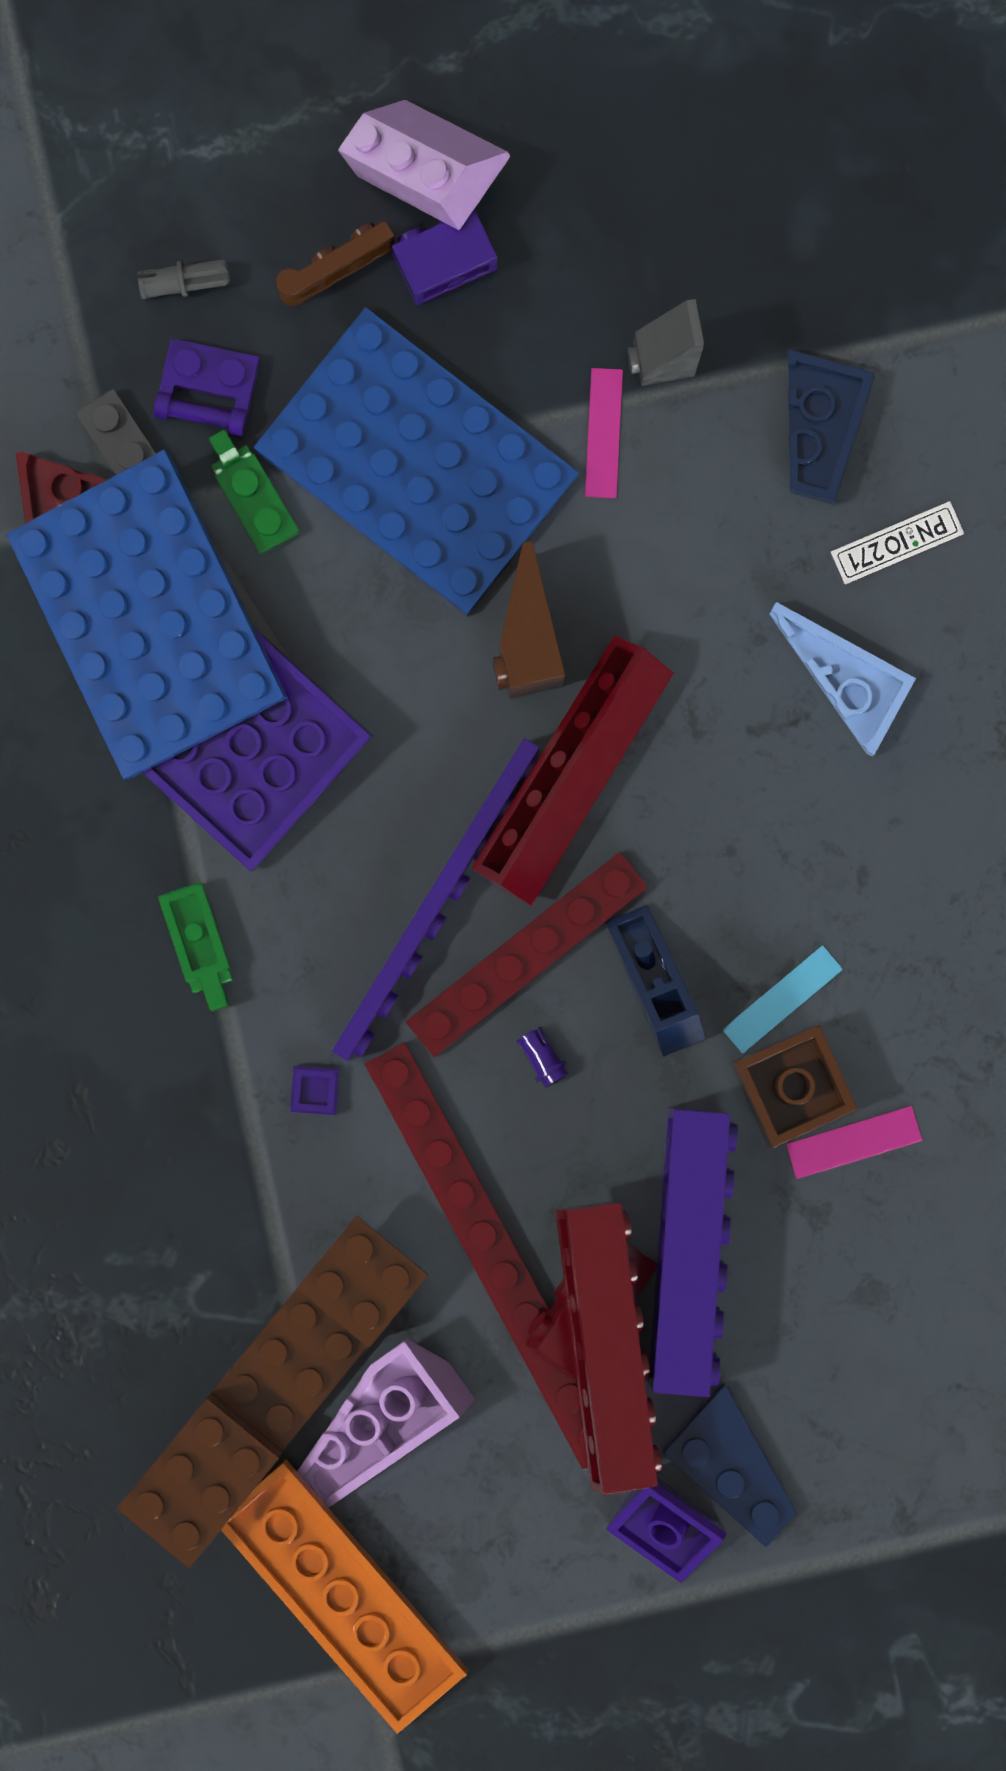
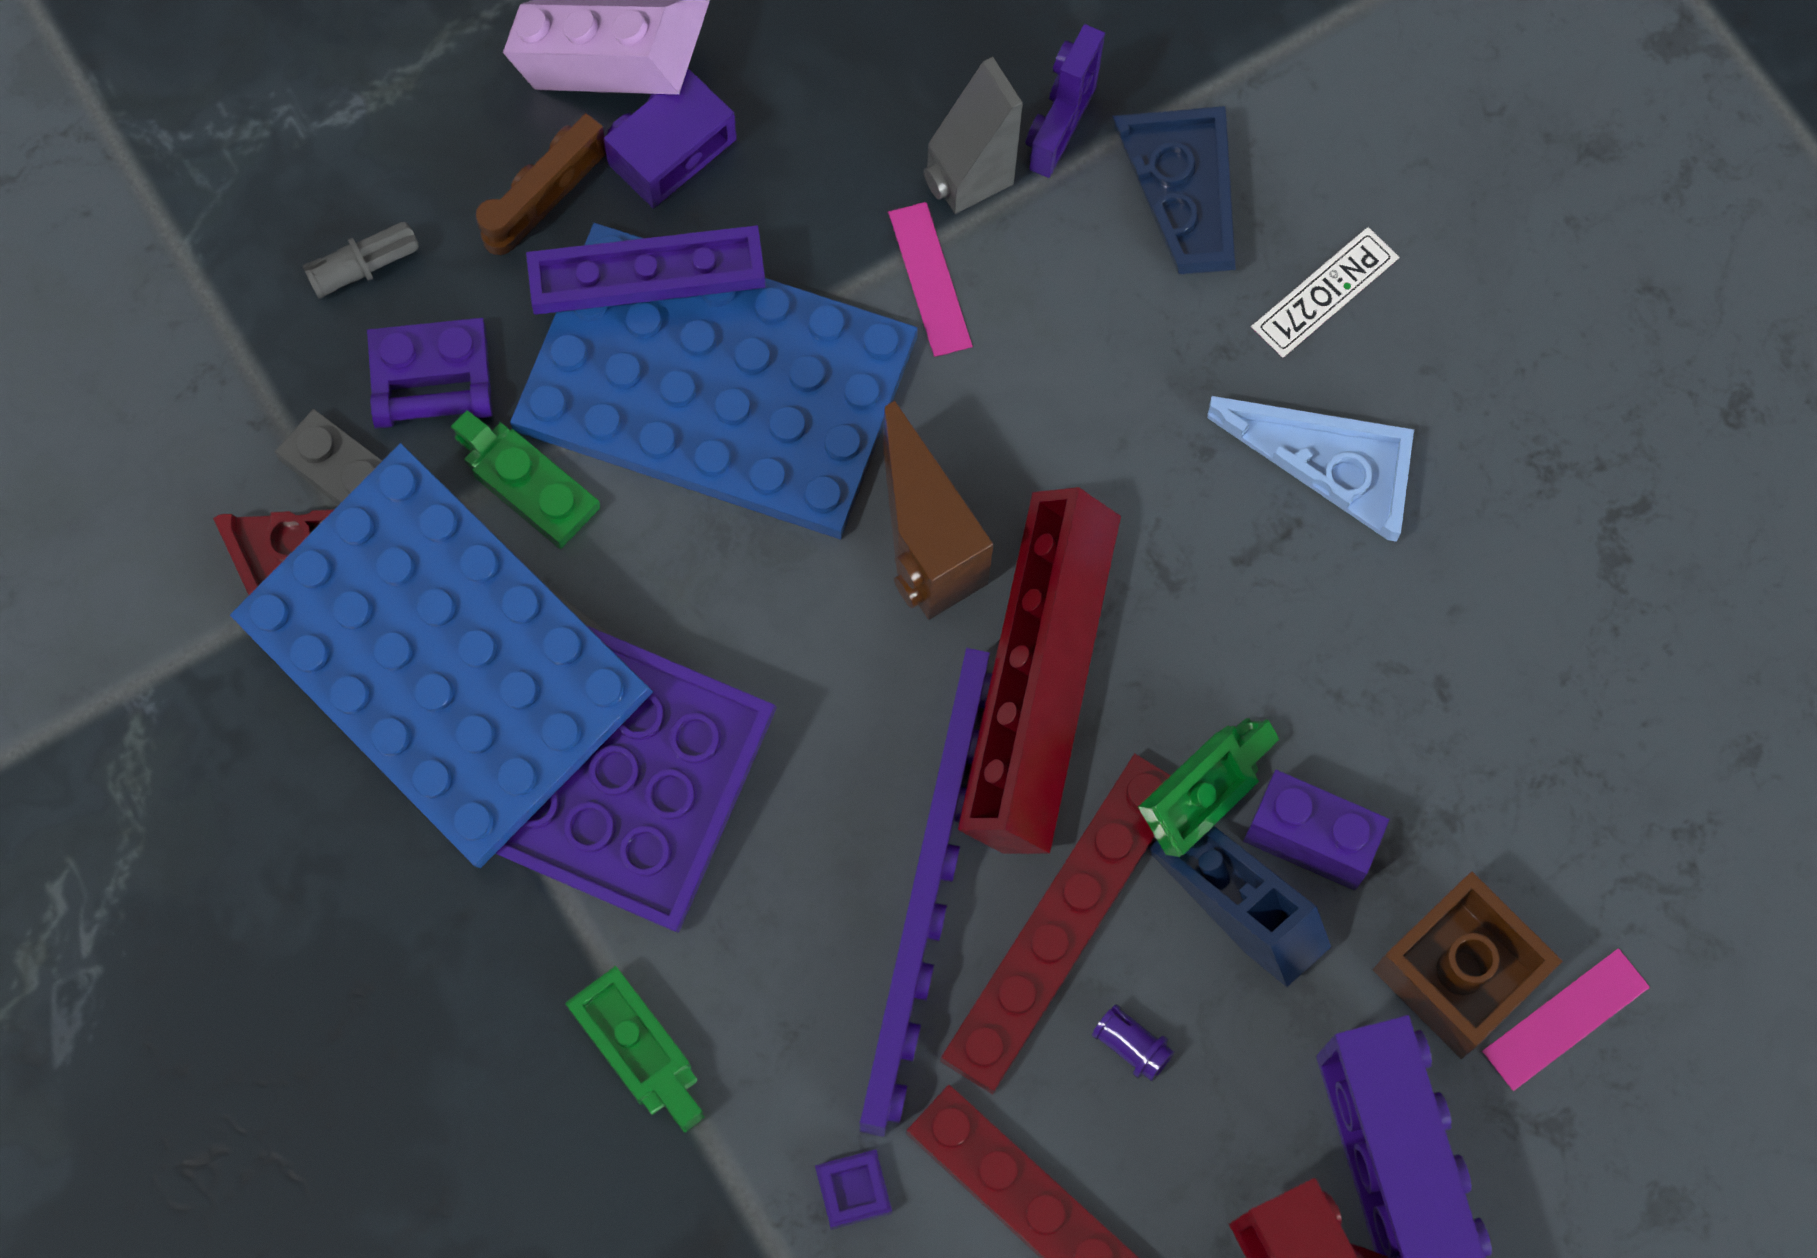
camera: 15 degrees left, 15 degrees down
(388, 365) = (645, 269): none -> dark purple plate
(662, 894) = (1207, 785): none -> green hinge
(726, 953) = (1316, 830): none -> dark purple brick
(765, 315) = (1073, 88): none -> dark purple plate
(782, 999) = (1404, 871): medium azure sticker -> none

